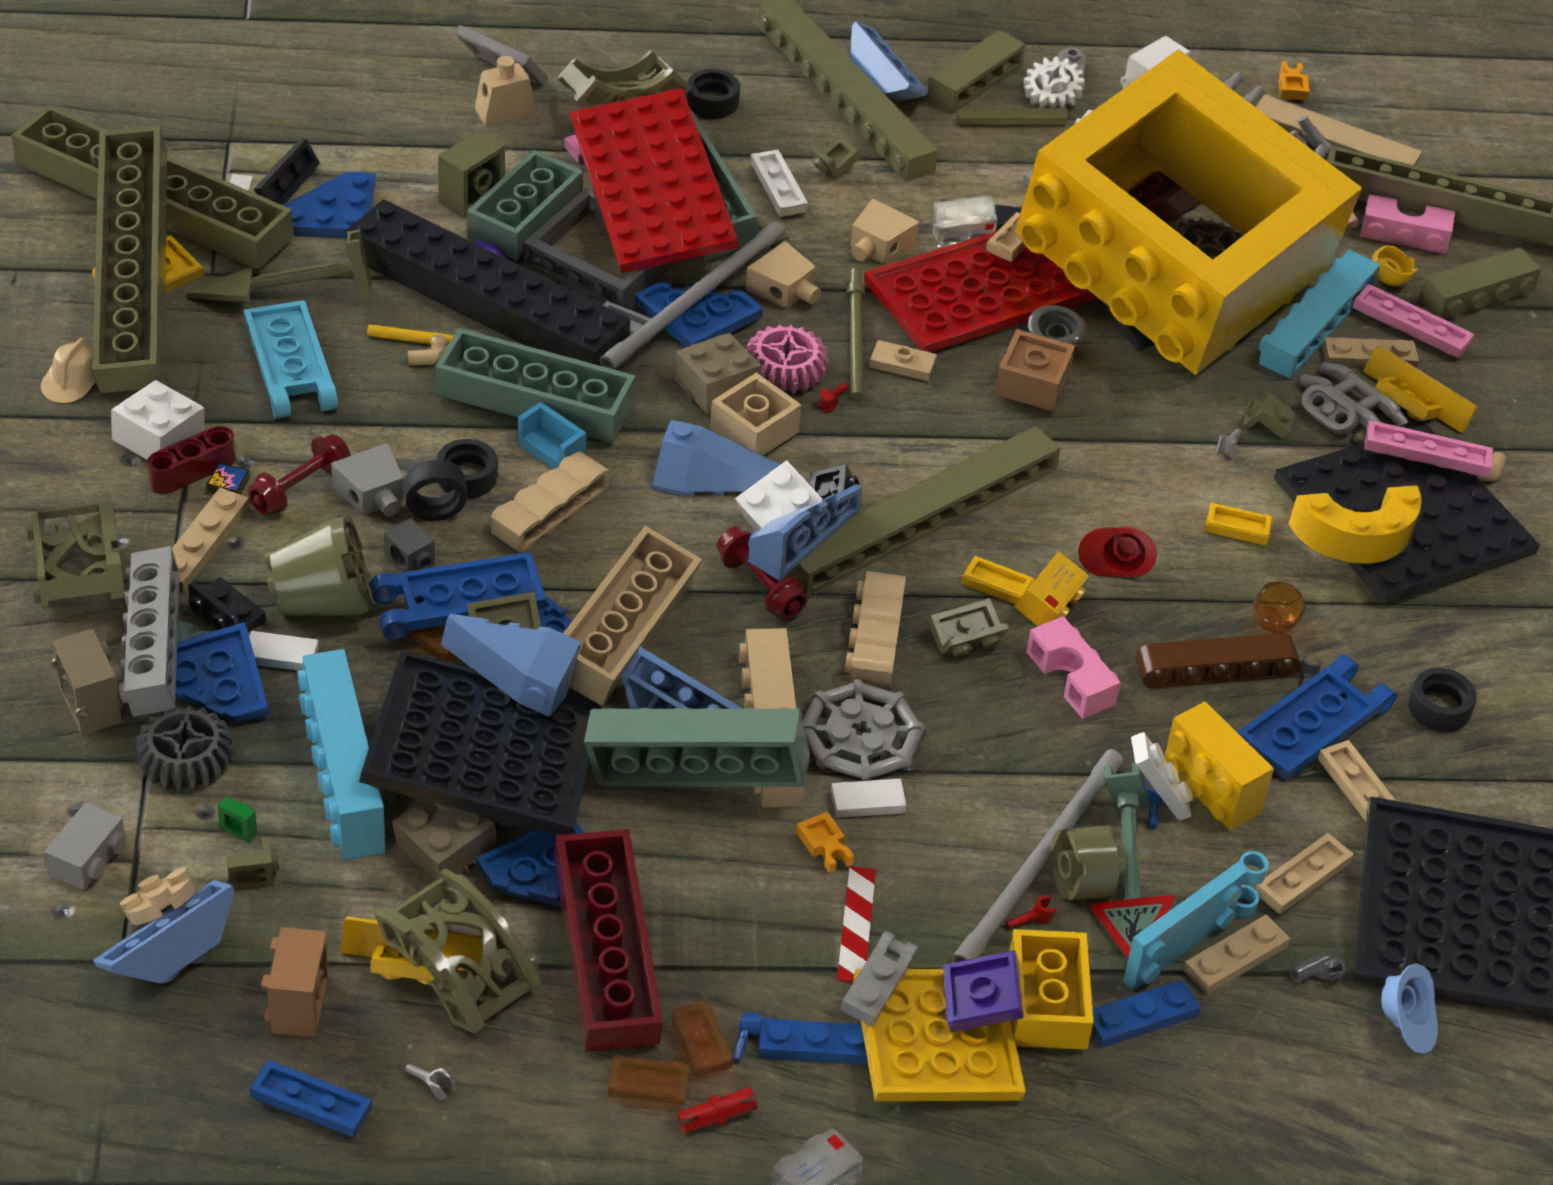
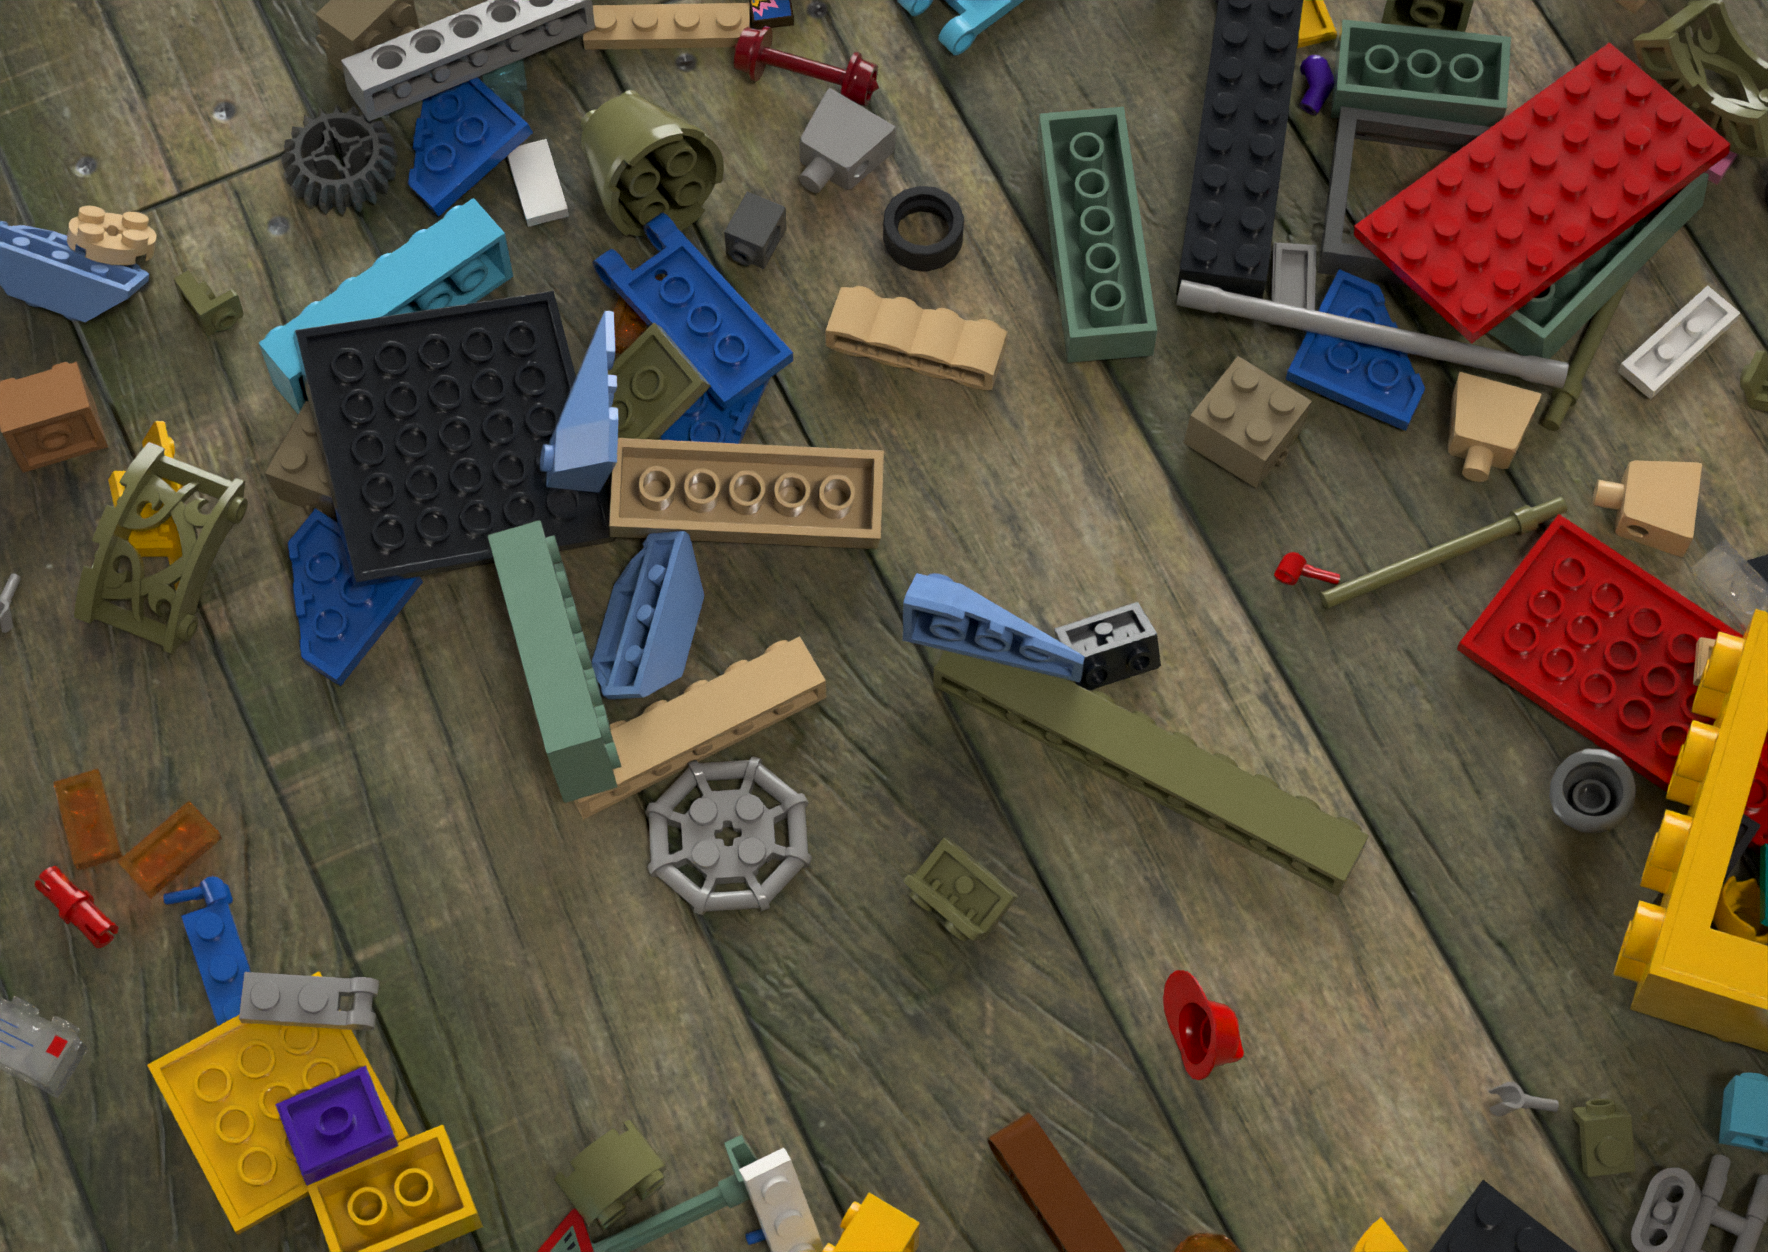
camera: 70 degrees right, 20 degrees up
(85, 846) = (160, 139): light grey brick -> none
(224, 605) = (567, 95): black bracket -> none
(237, 819) = (265, 257): green plate -> none
(403, 334) = (1132, 91): yellow bar -> none
(429, 356) = (1092, 99): tan arm -> none
(435, 507) = (849, 210): black tyre -> none
(549, 435) = (1023, 291): dark azure panel -> none
(608, 940) = (237, 689): dark red brick -> none
(703, 461) = (1081, 479): medium blue wedge -> none
(755, 415) = (1188, 496): tan brick -> none
(775, 496) = (1041, 585): white brick -> none
(785, 596) = (890, 660): dark red piece -> none
(789, 357) = (1319, 508): bright pink gear -> none
(824, 837) = (527, 858): light orange plate -> none
(856, 922) = (432, 948): sticker -> none
(868, 798) = (624, 886): white tile -> none
(877, 629) = (902, 786): tan brick -> none
(903, 360) = (1427, 629): tan plate -> none
(976, 941) = (450, 1094): light grey piece -> none
(996, 580) = (1079, 898): yellow tile -> none
(1034, 370) = (1488, 795): medium nougat container -> none
(1038, 914) = (525, 1143): red hand -> none
(1052, 590) = (1077, 970): yellow brick -> none
(1061, 647) = (941, 1079): bright pink arch -> none
(1238, 524) = (1364, 1167): yellow tile -> none

